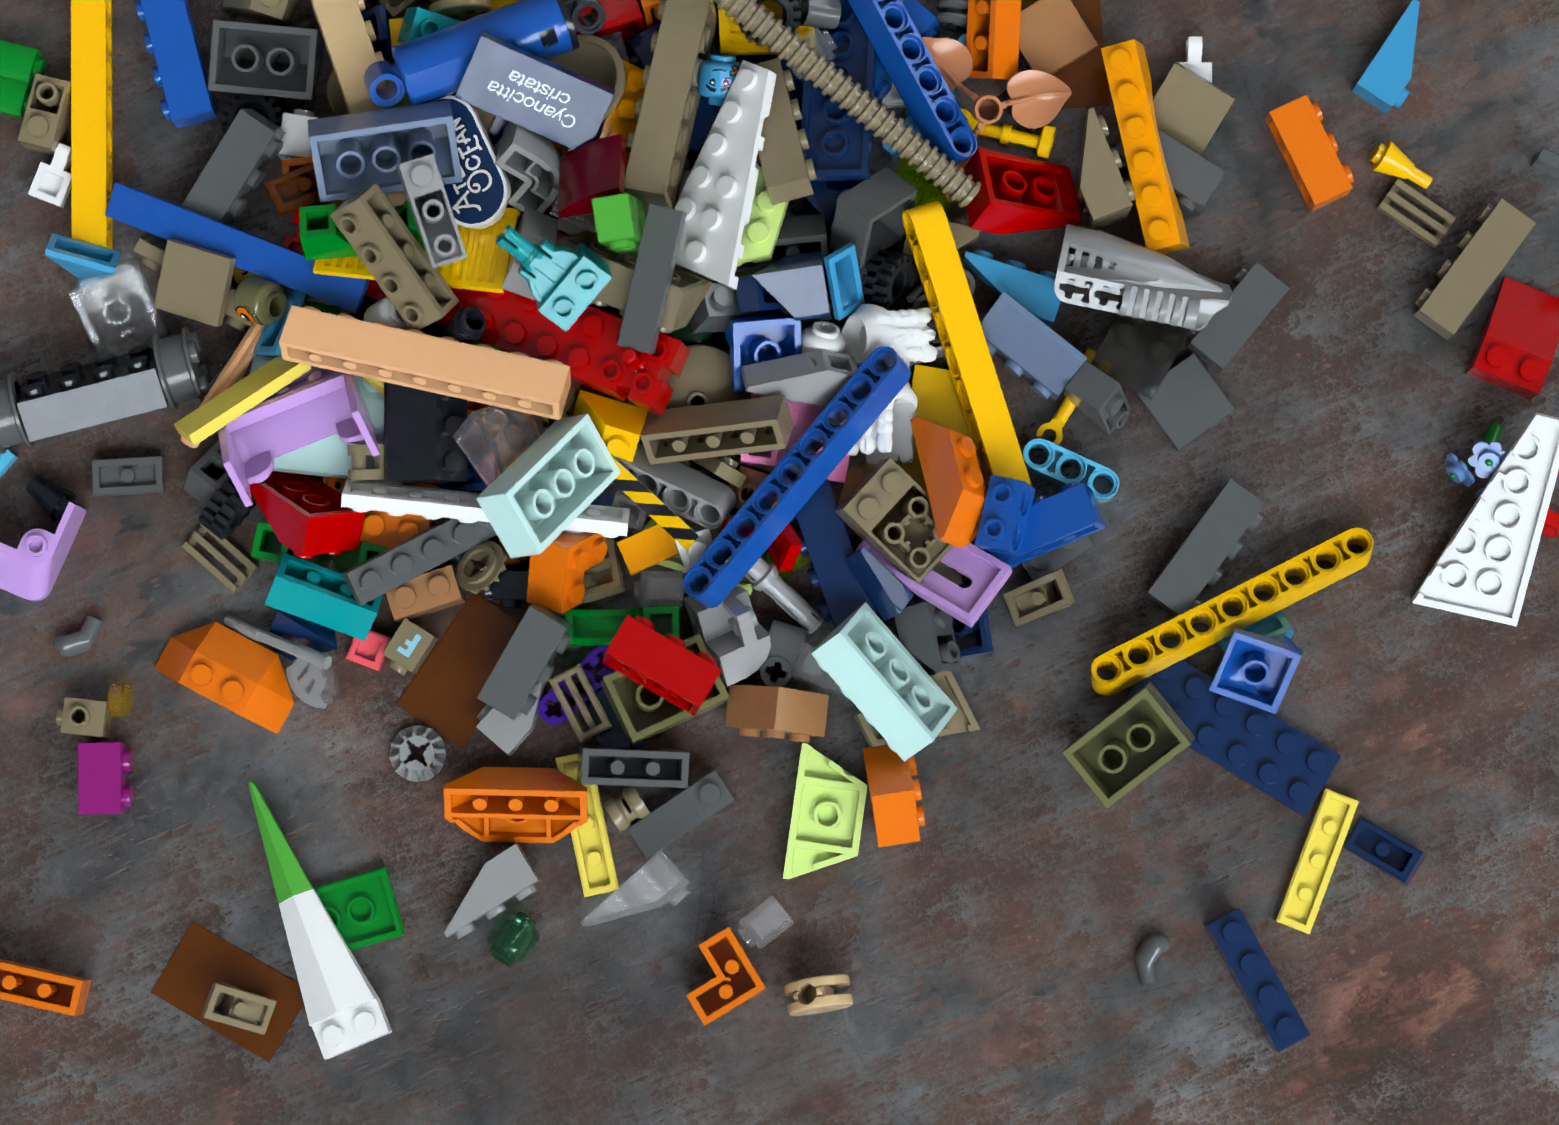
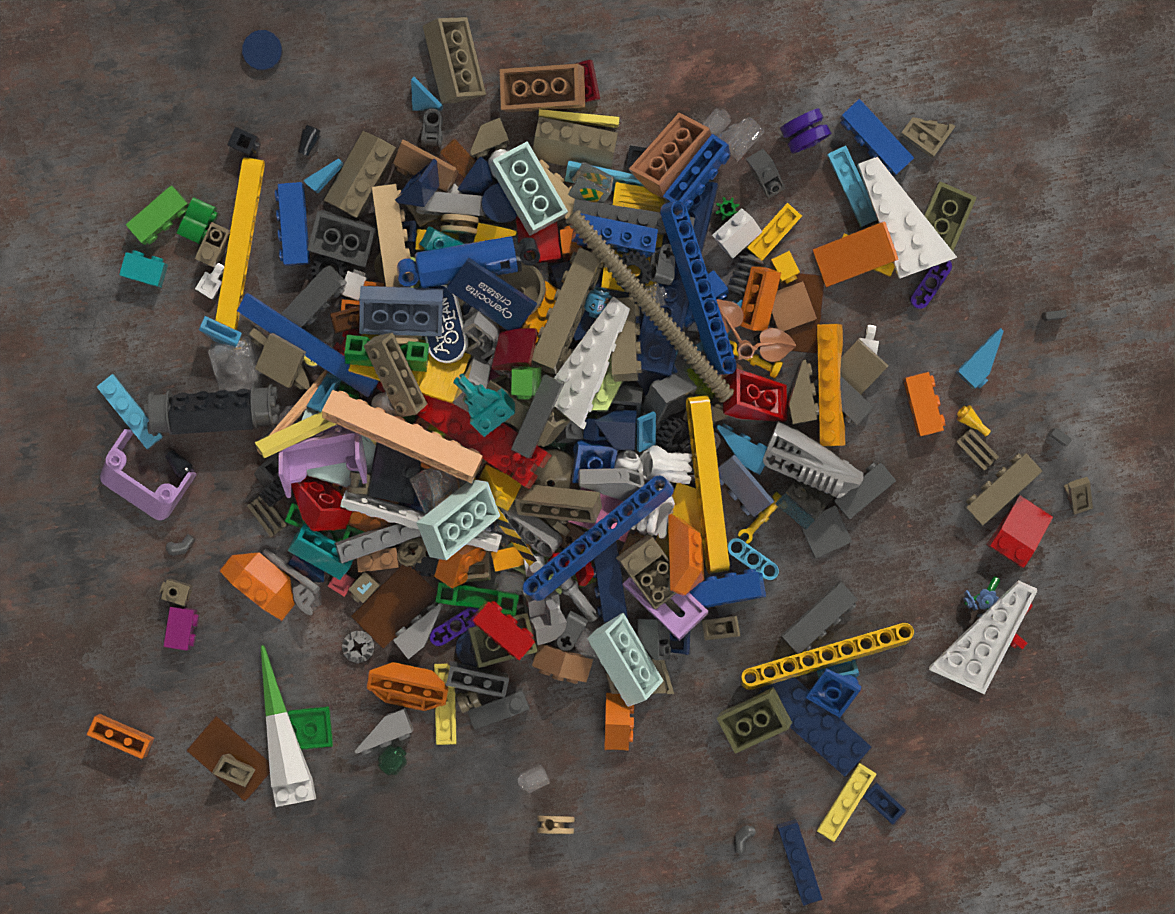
camera: 10 degrees right, 5 degrees up
(120, 700) = (197, 586): clear yellow tile -> none
(128, 476) = (224, 460): dark grey plate -> none
(260, 300) = (315, 378): olive head -> none
(431, 210) = (421, 354): light grey slope -> none
(466, 325) = (428, 419): black cone -> none
(526, 662) = (428, 611): dark grey brick -> none
(594, 730) = (446, 640): dark tan tile -> none
(649, 888) = (470, 750): clear slope -> none
(734, 980) = (510, 807): orange brick -> none
(824, 815) = (578, 725): yellowish green wing -> none
(880, 585) = (633, 605): dark blue slope -> none
(1005, 516) = (710, 582): blue brick -> none
(1099, 398) = (776, 522): dark grey slope -> none

